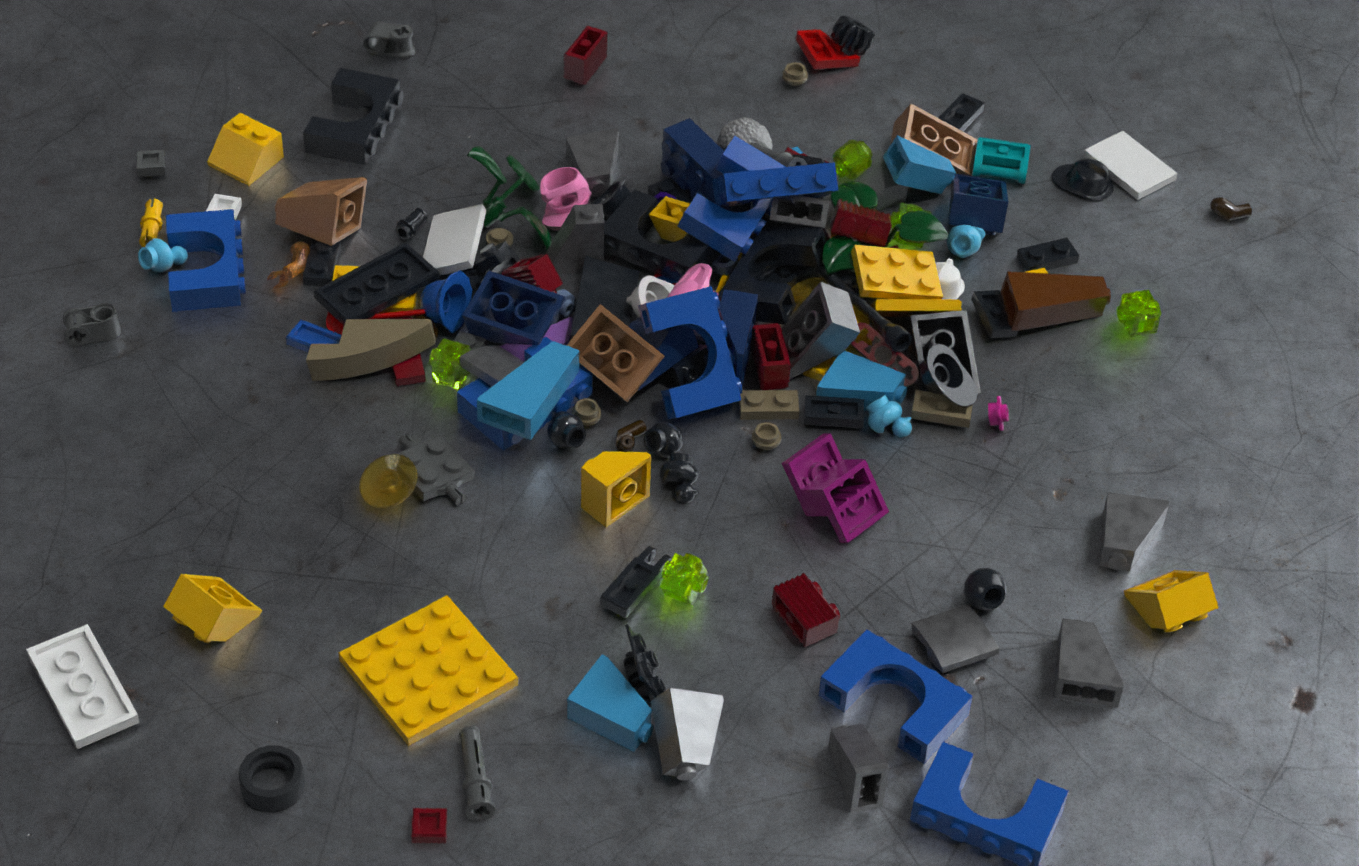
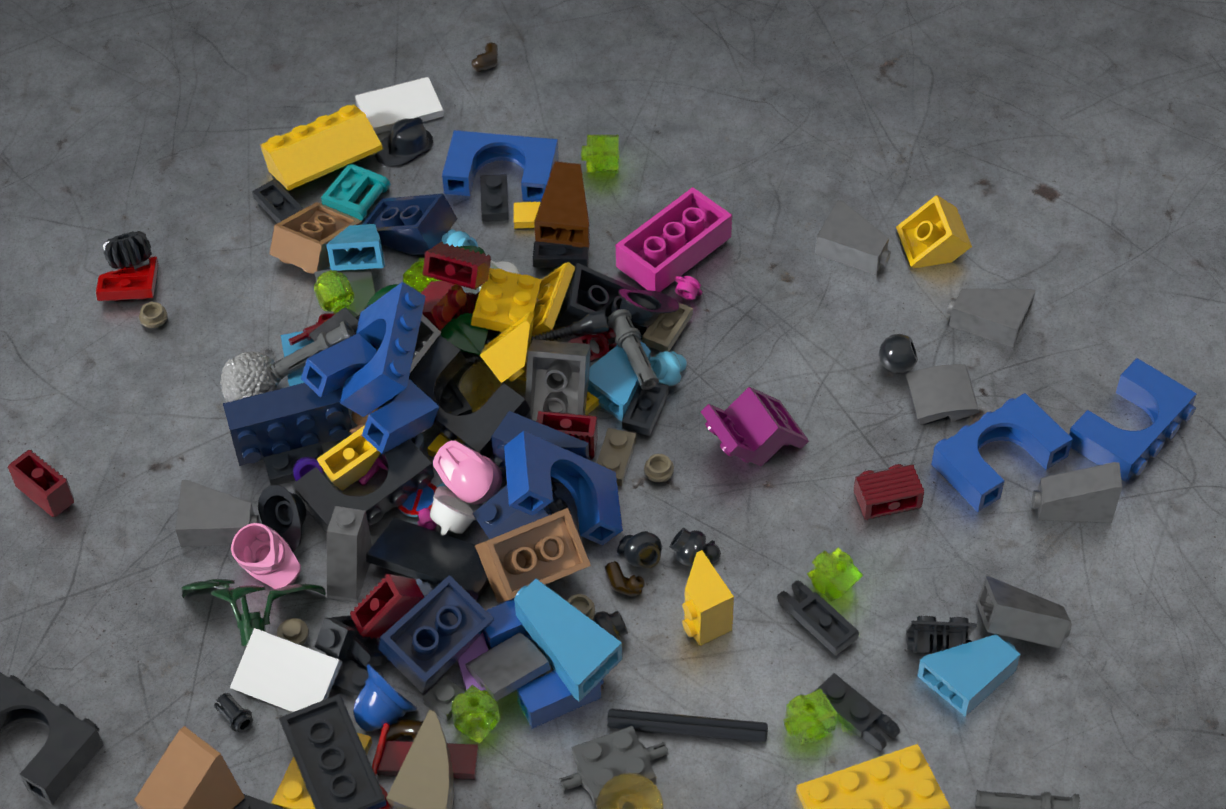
camera: 70 degrees left, 5 degrees up
(489, 511) = (688, 725): none -> black axle
(516, 587) = (810, 717): none -> clear neon green brick
(542, 627) = (858, 713): none -> black hinge
(816, 268) = (508, 351): none -> yellow slope
(889, 369) = (629, 339): none -> dark grey pin
(899, 213) = (457, 265): none -> dark red brick
(1037, 119) = (320, 147): none -> yellow slope
(1048, 386) = (673, 240): none -> dark pink brick
(1095, 224) = (474, 150): none -> blue arch

